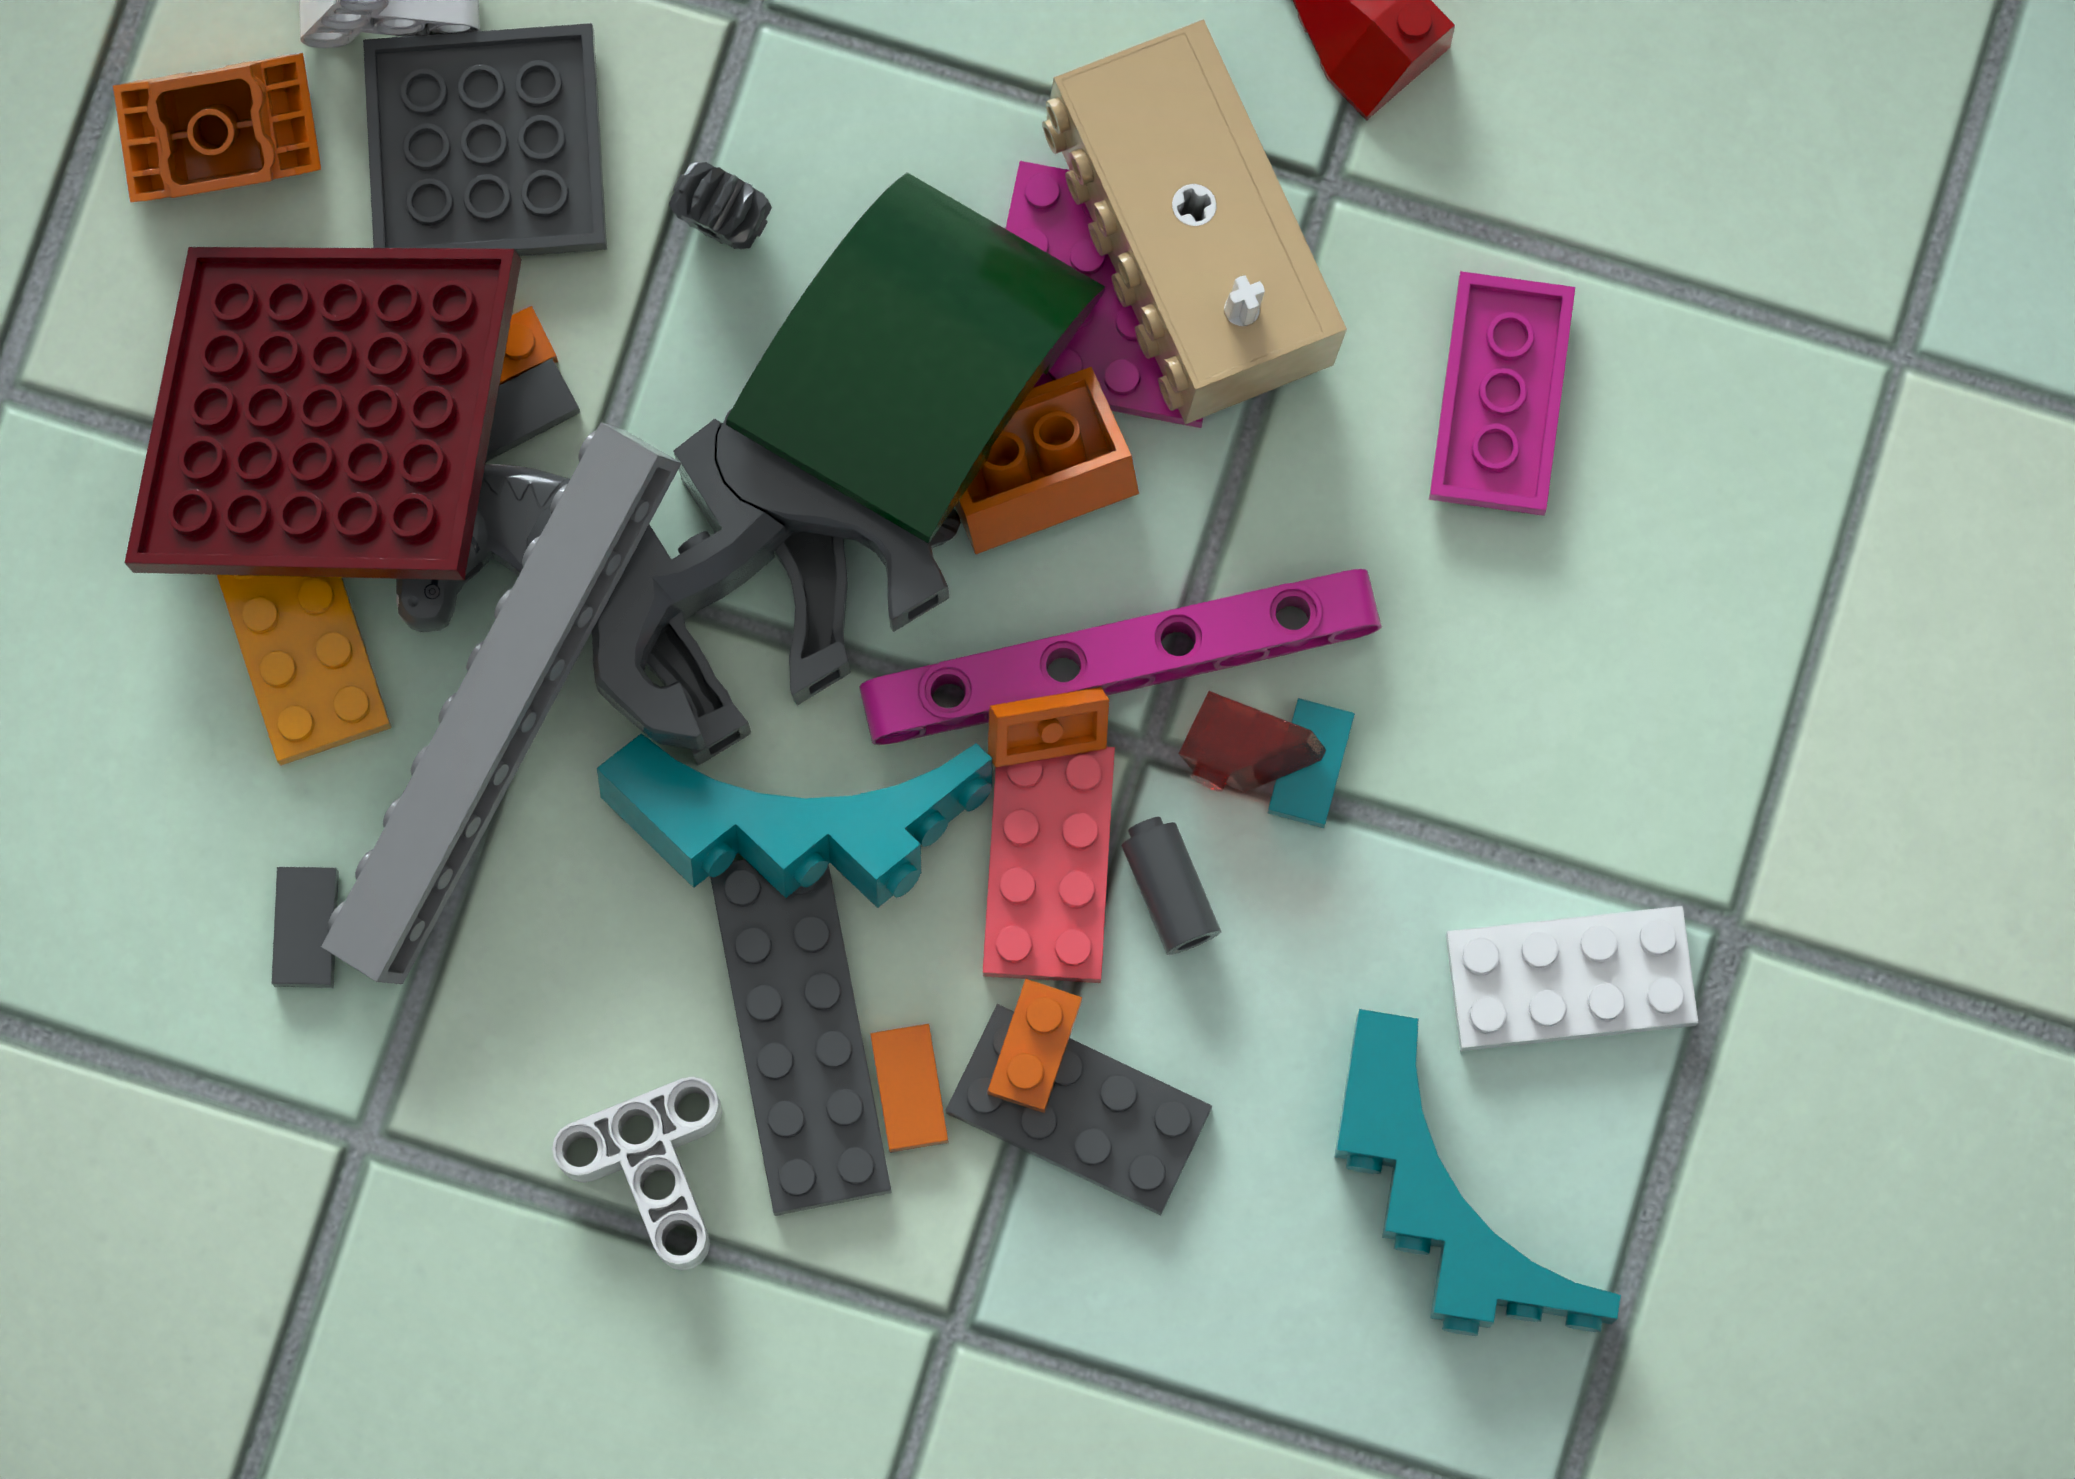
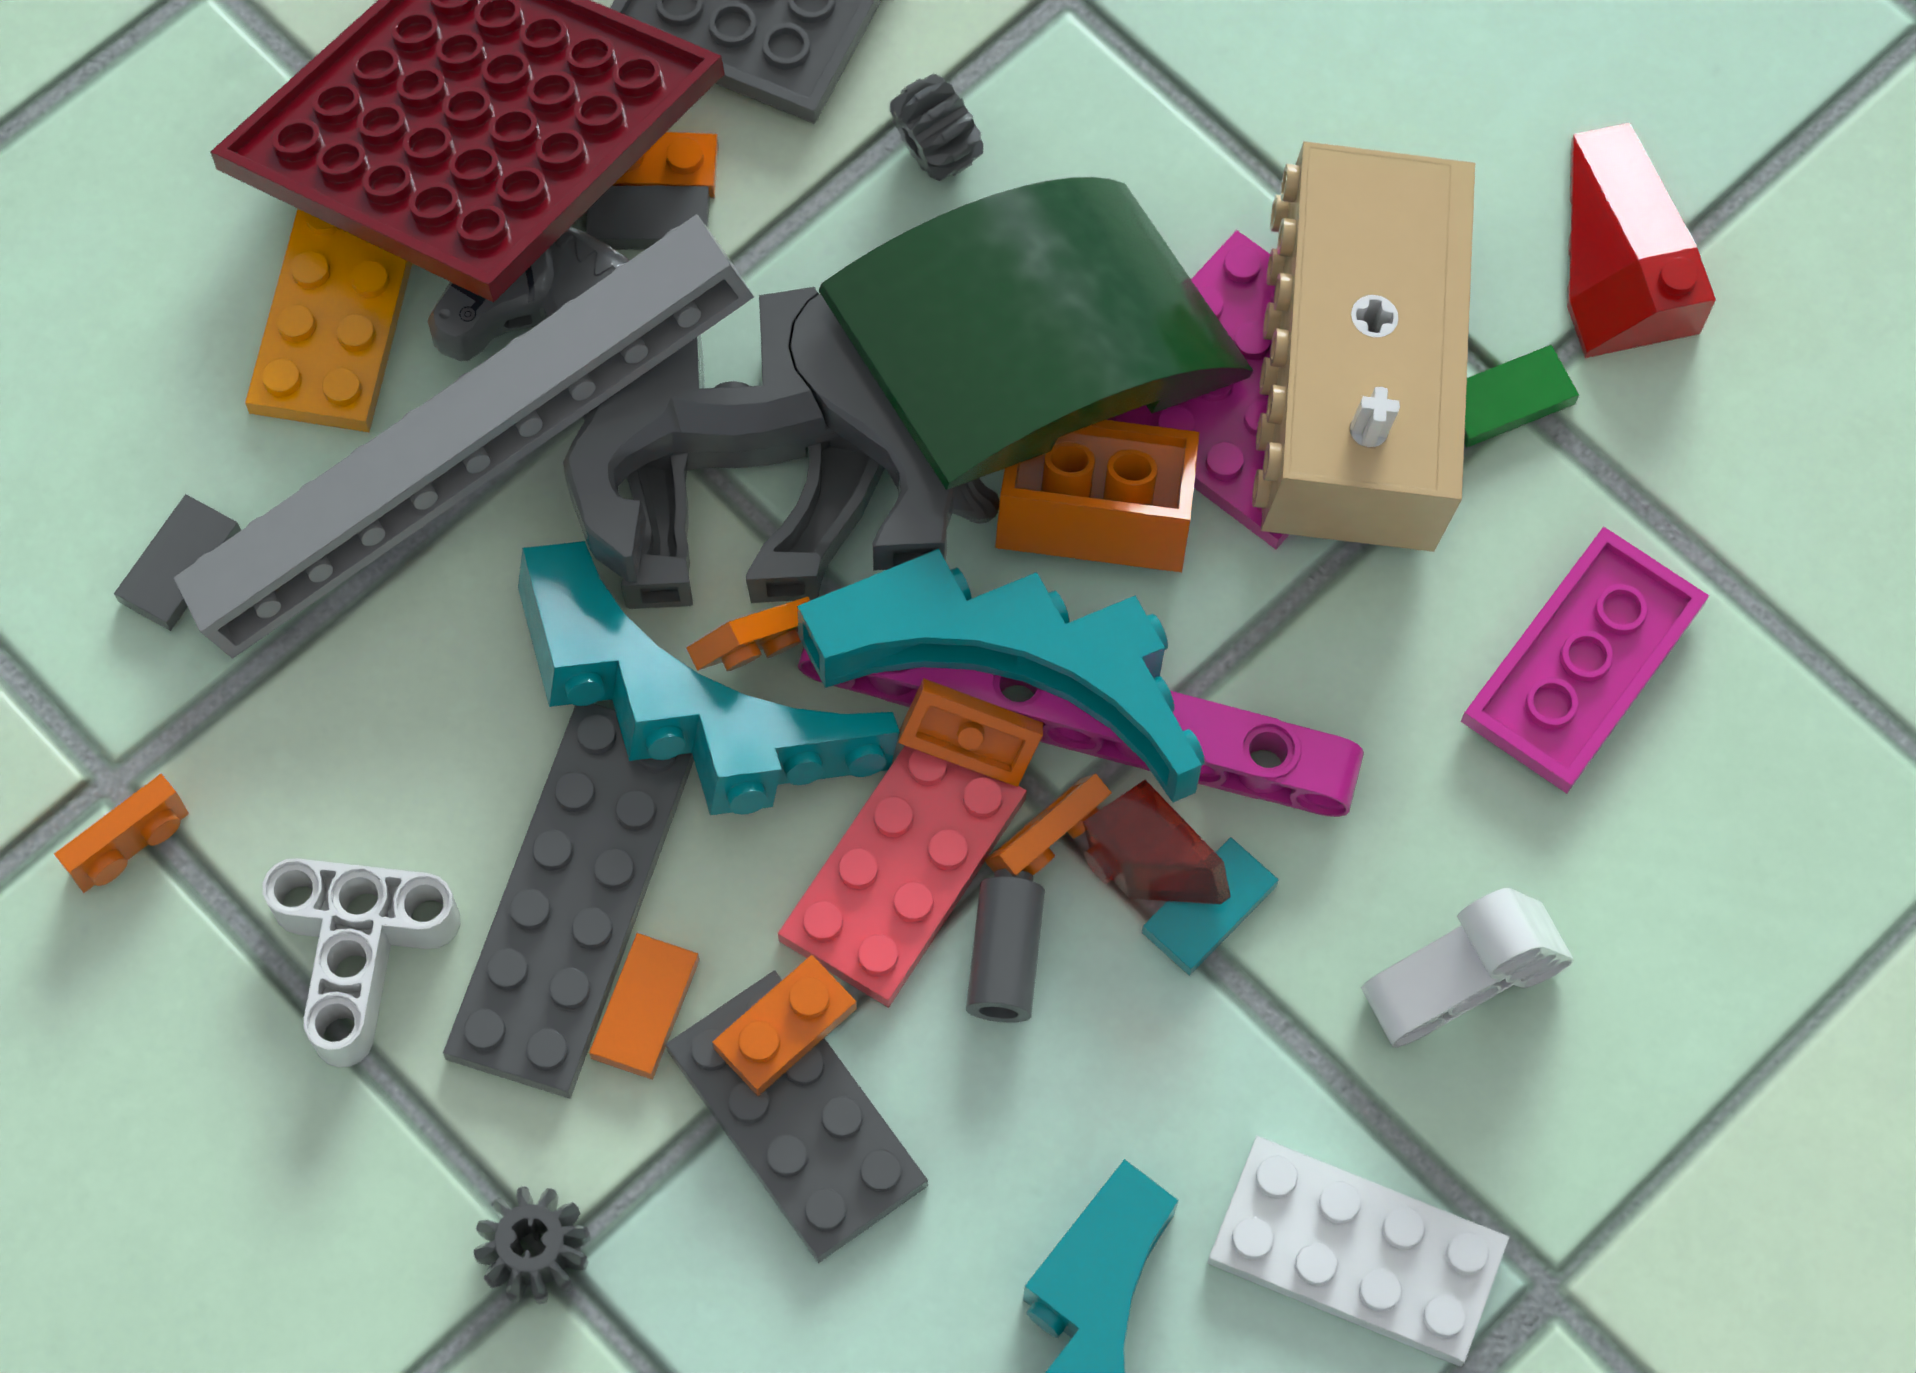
camera: 25 degrees right, 10 degrees down
(401, 1202) = (139, 821): none -> orange plate
(834, 729) = (743, 638): none -> orange plate
(917, 1332) = (558, 1238): none -> dark grey gear
(1044, 625) = (1019, 631): none -> teal arch
(1157, 750) = (1030, 846): none -> orange plate
(1329, 185) = (1516, 394): none -> green tile
(1542, 709) = (1500, 944): none -> white beam

